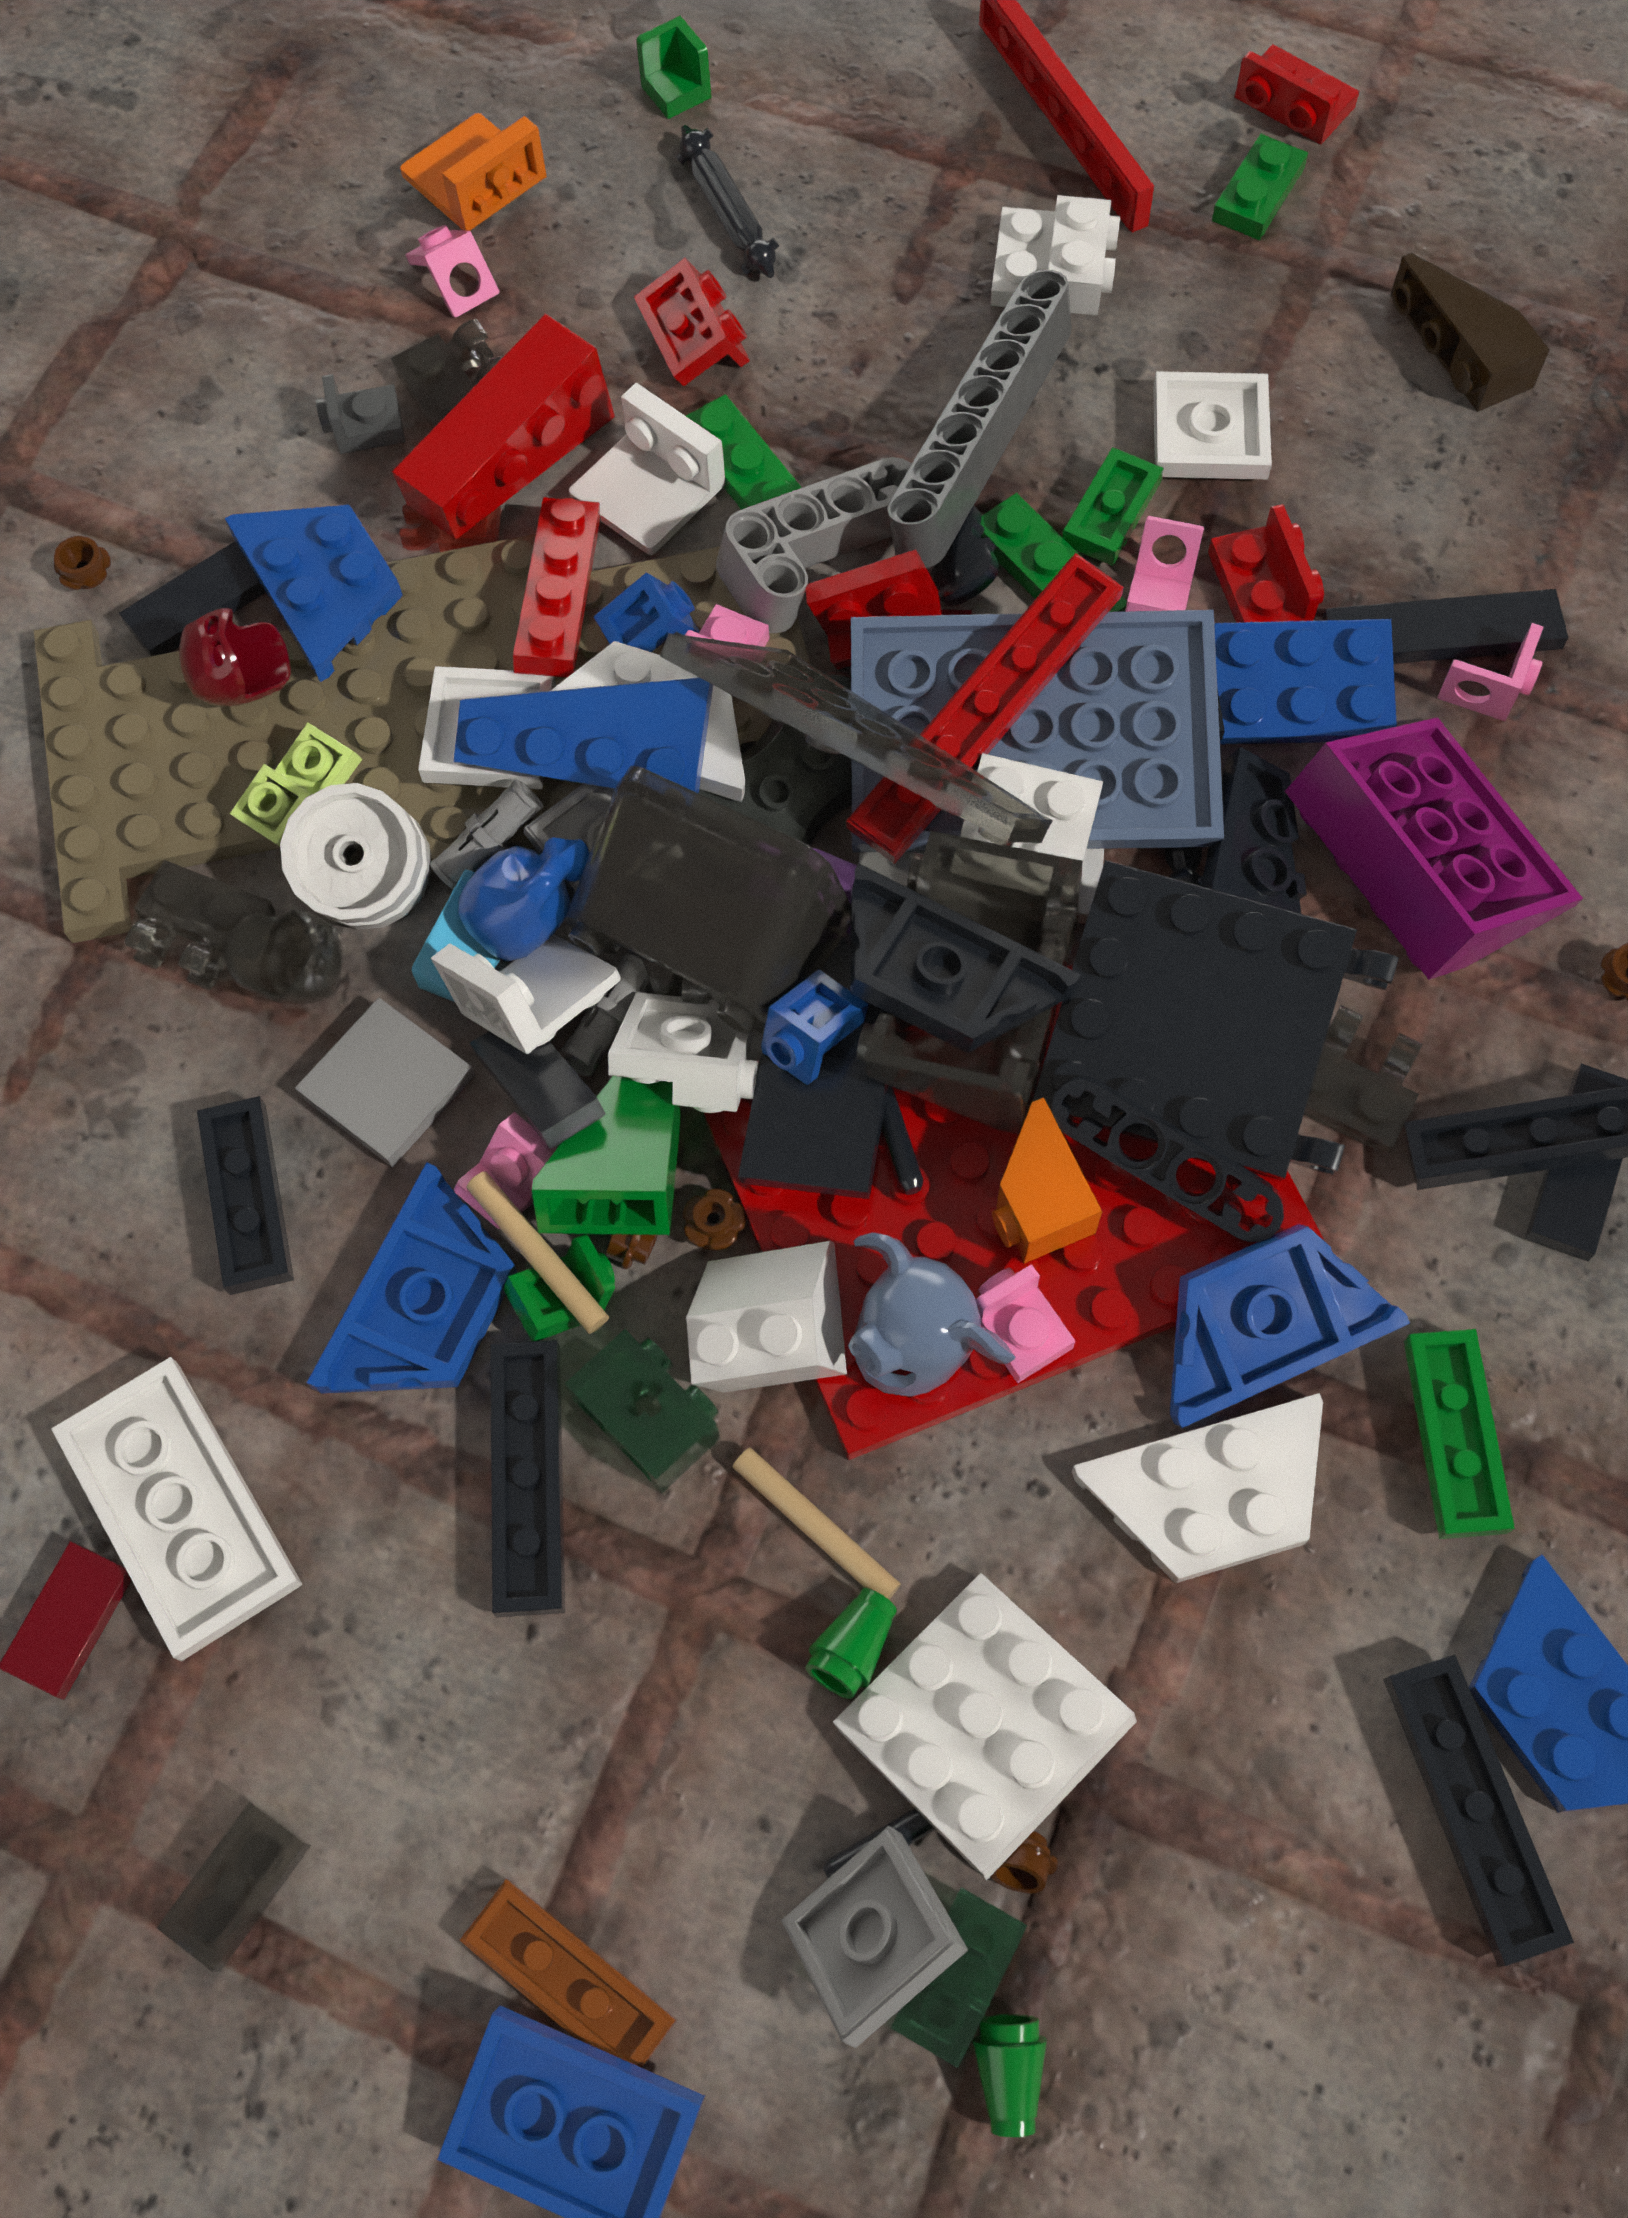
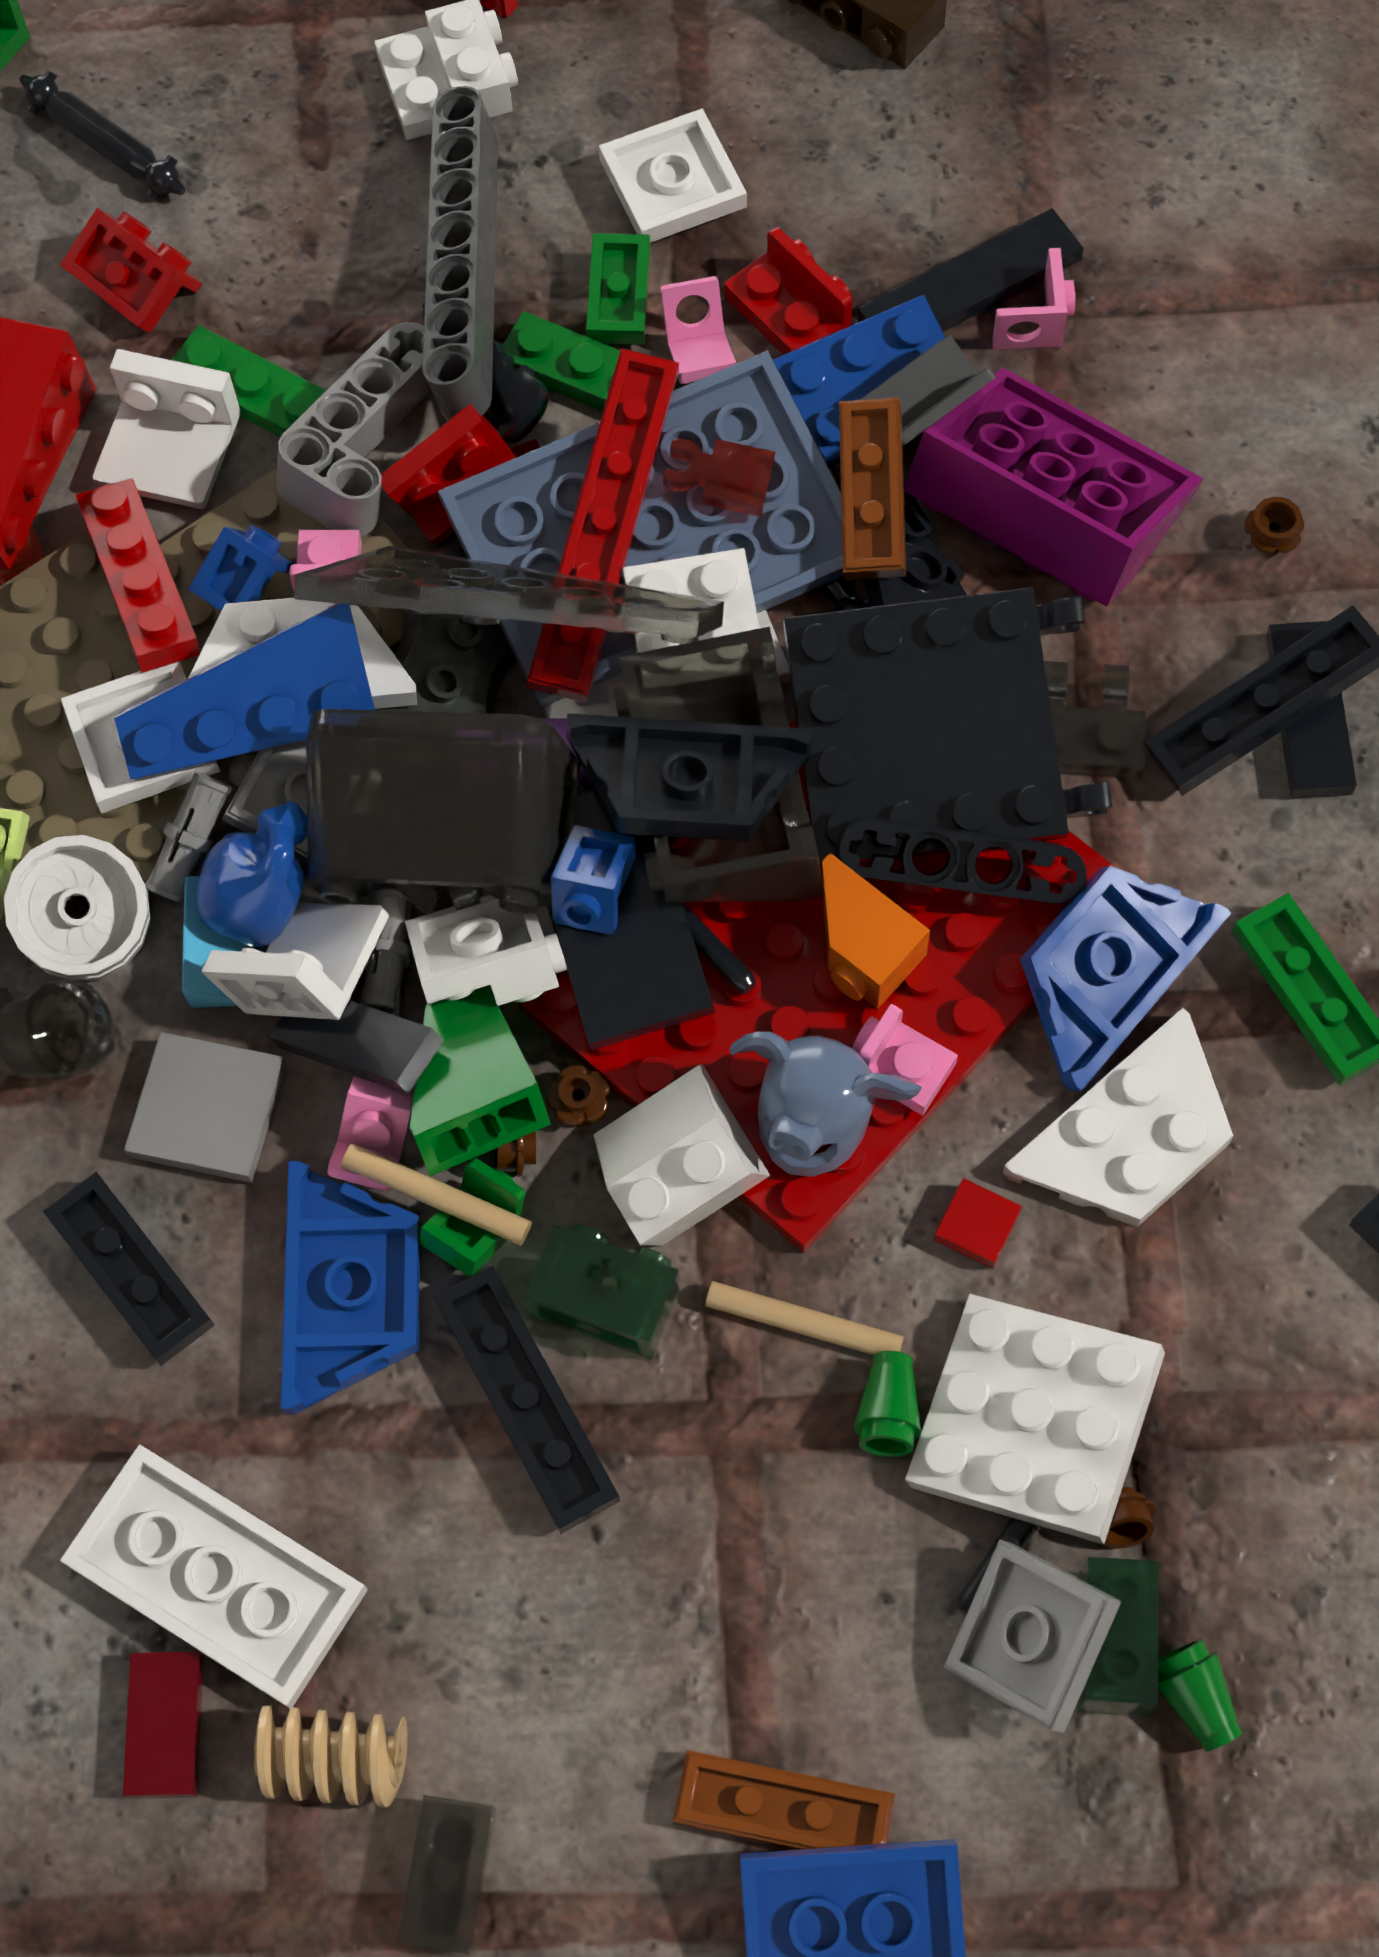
camera: 25 degrees left, 0 degrees up
(182, 1727) = (329, 1758): none -> tan piece
(1023, 1508) = (978, 1223): none -> red tile
(1122, 712) = (732, 477): none -> clear red plate
(1250, 776) = (872, 489): none -> dark orange tile
(1341, 708) = (932, 386): none -> dark grey panel

